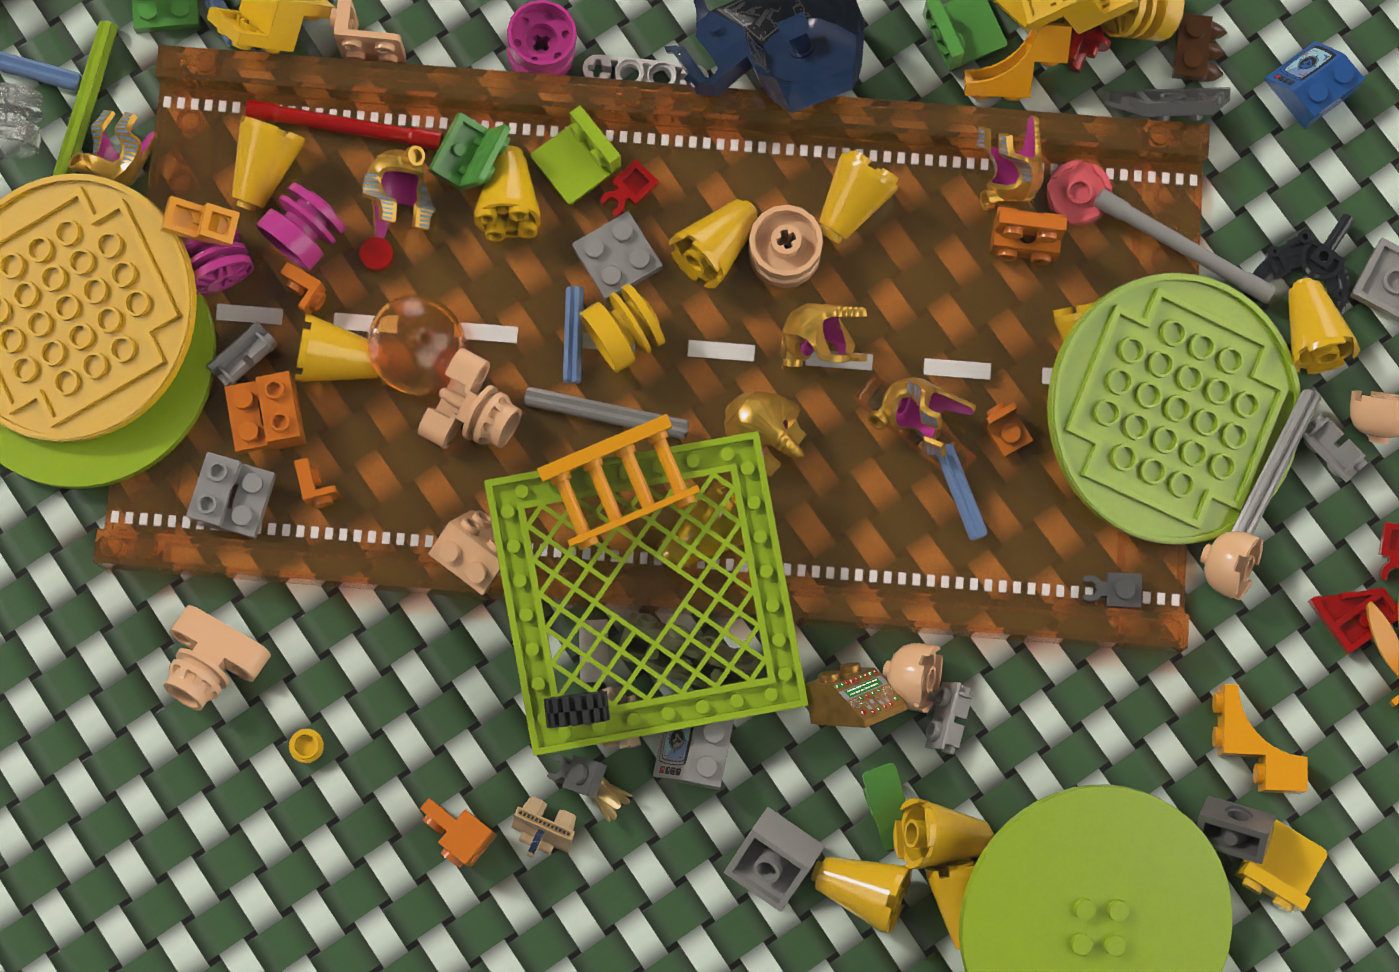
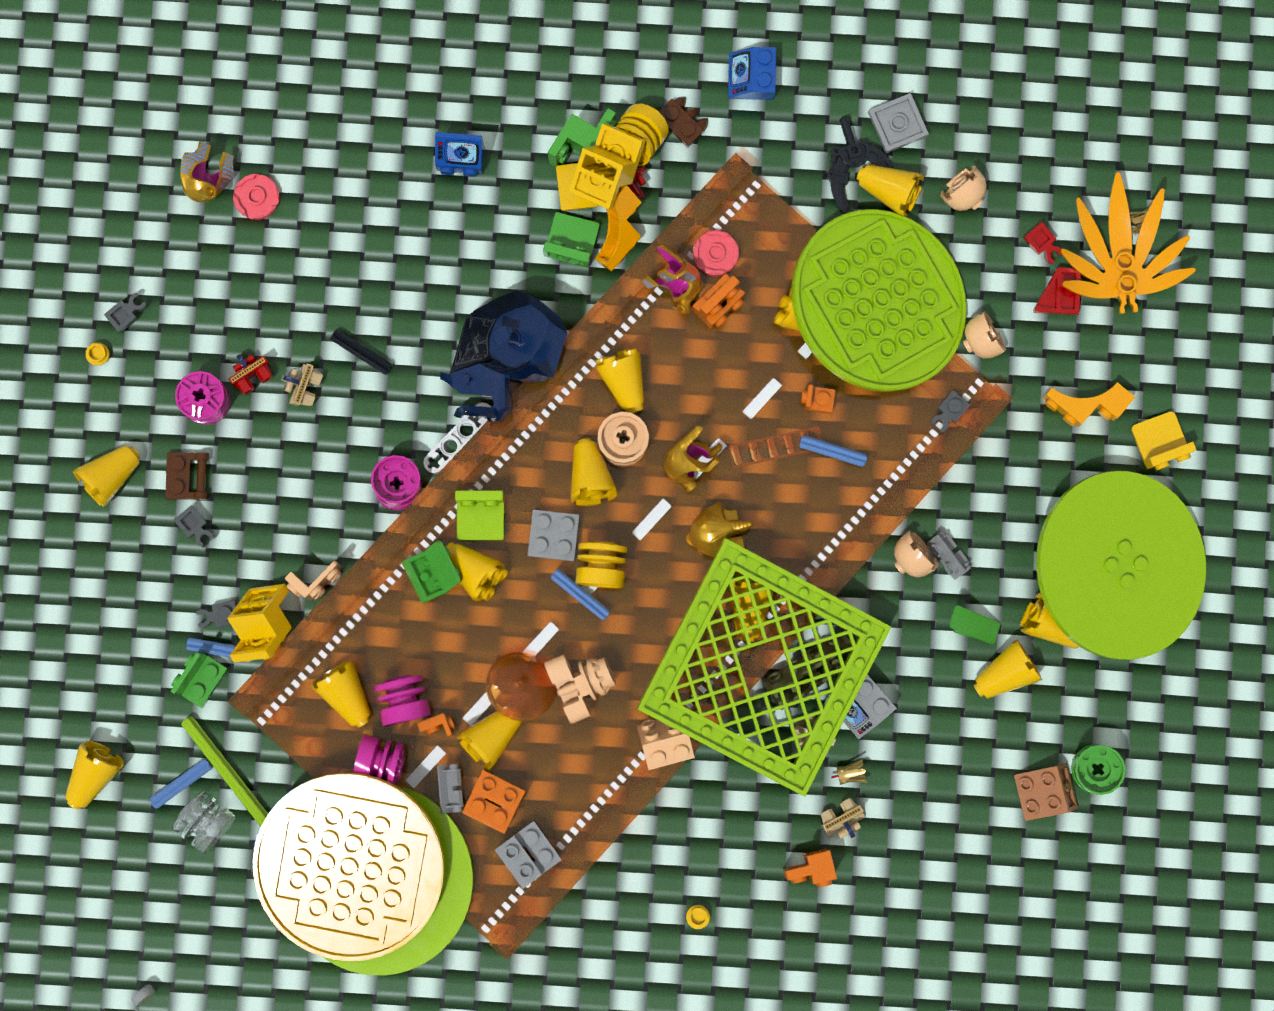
camera: 55 degrees left, 5 degrees up
(105, 160) = (274, 783): pearl gold piece -> none
(198, 673) = (615, 948): light nougat beam -> none
(199, 222) = (362, 756): light orange slope -> none
(275, 113) = (318, 664): red piece -> none
(309, 479) = (551, 803): orange bracket -> none
(376, 254) = (447, 669): red tile -> none
(394, 180) = (415, 623): piece -> none
(576, 709) = (802, 754): black tyre -> none
(579, 775) = (830, 779): dark grey plate -> none
(590, 672) = (764, 720): white sticker -> none
(591, 460) = (679, 619): light orange fence -> none
(598, 411) = (639, 610): light grey axle -> none
(632, 185) = (520, 495): red plate -> none
(774, 859) = (954, 708): light grey slope -> none
(852, 697) = (904, 599): pearl gold slope -> none
(918, 406) = (769, 437): pearl gold piece -> none
(937, 834) = (1010, 611): yellow cone -> none
(1163, 103) = (704, 163): dark grey wing -> none
(1236, 829) = (1126, 450): dark grey brick -> none
(1244, 280) = (746, 238): light grey piece -> none
(1277, 461) = (948, 268): light grey axle -> none
(1341, 460) = (952, 233): light grey hinge -> none

